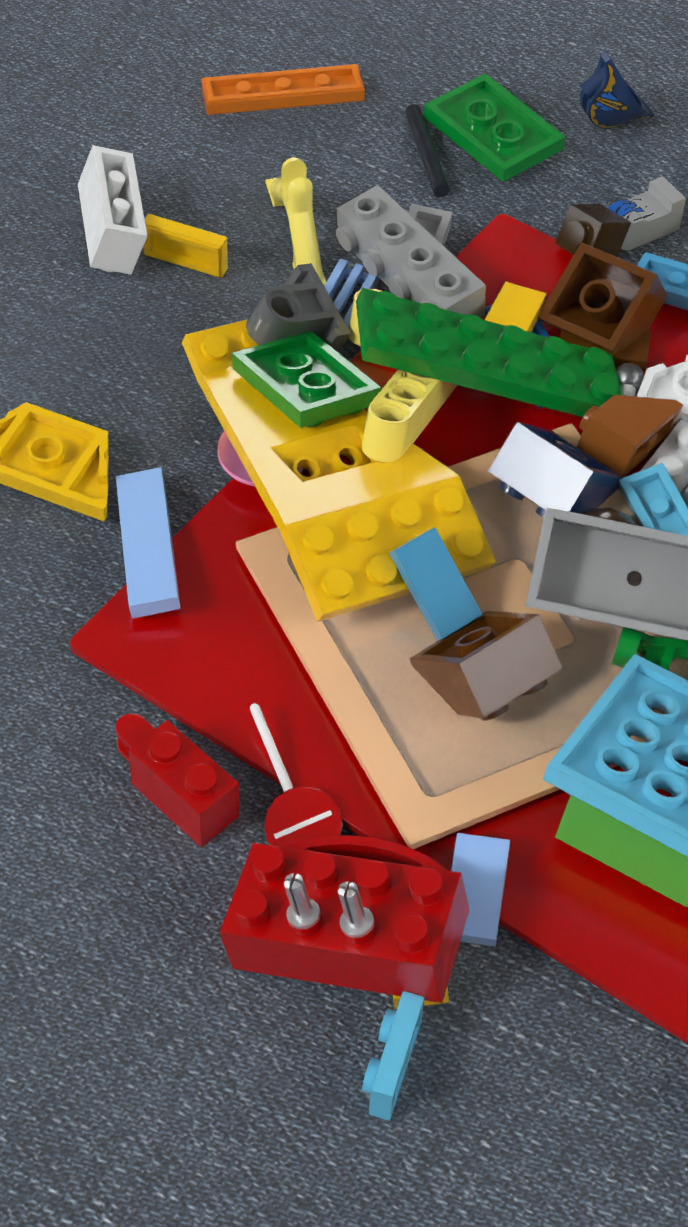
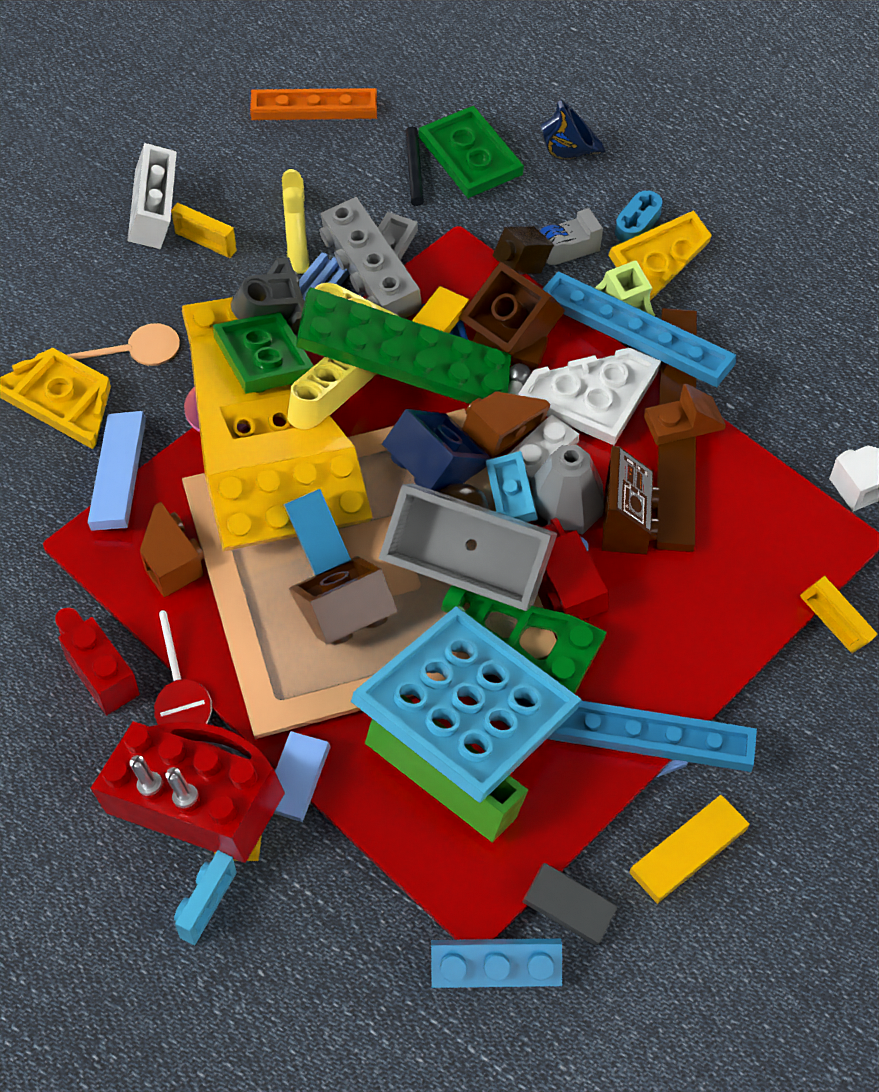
camera: 10 degrees right, 5 degrees up
(142, 389) = (148, 345): none -> light nougat piece
(245, 634) = (168, 554): none -> dark orange slope

